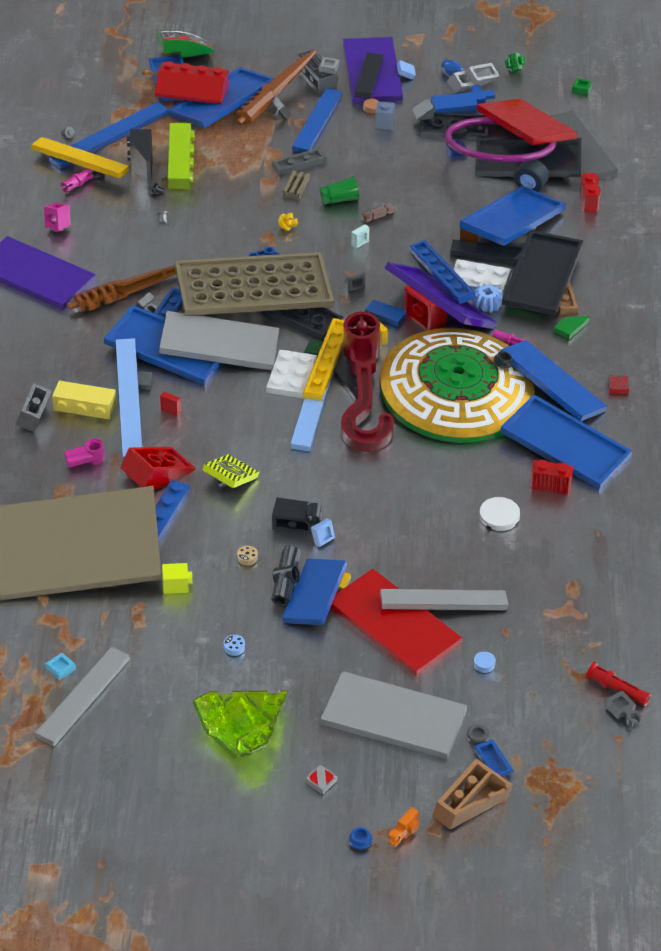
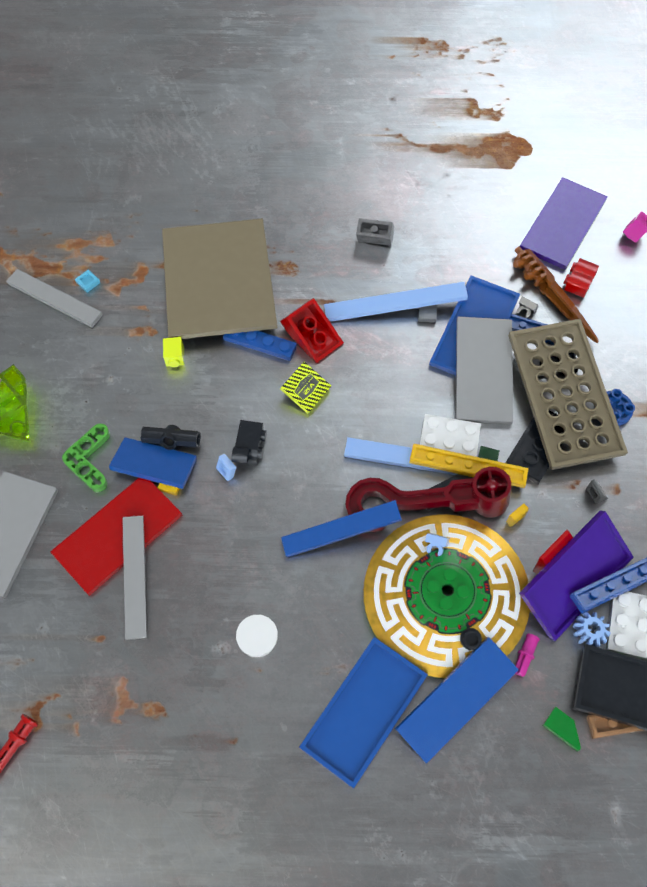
camera: 90 degrees right, 20 degrees up
(84, 400) = (391, 269): light yellow brick -> none
(92, 452) = (324, 276): dark pink piece -> none
(113, 264) = (581, 277): none -> red brick
(170, 403) = (393, 335): red tile -> none
(234, 645) = (98, 402): light blue tile -> none
(247, 555) = (204, 407): tan tile -> none
(305, 655) = (82, 455): none -> bright green beam
(386, 312) = (554, 523): blue tile -> none
(395, 445) = (341, 528): none -> blue tile
(414, 371) = (438, 541): none -> light blue tile
(484, 662) = (58, 615): light blue tile -> none
(551, 477) = (304, 690): red brick -> none
(618, 384) = (467, 780): red tile -> none

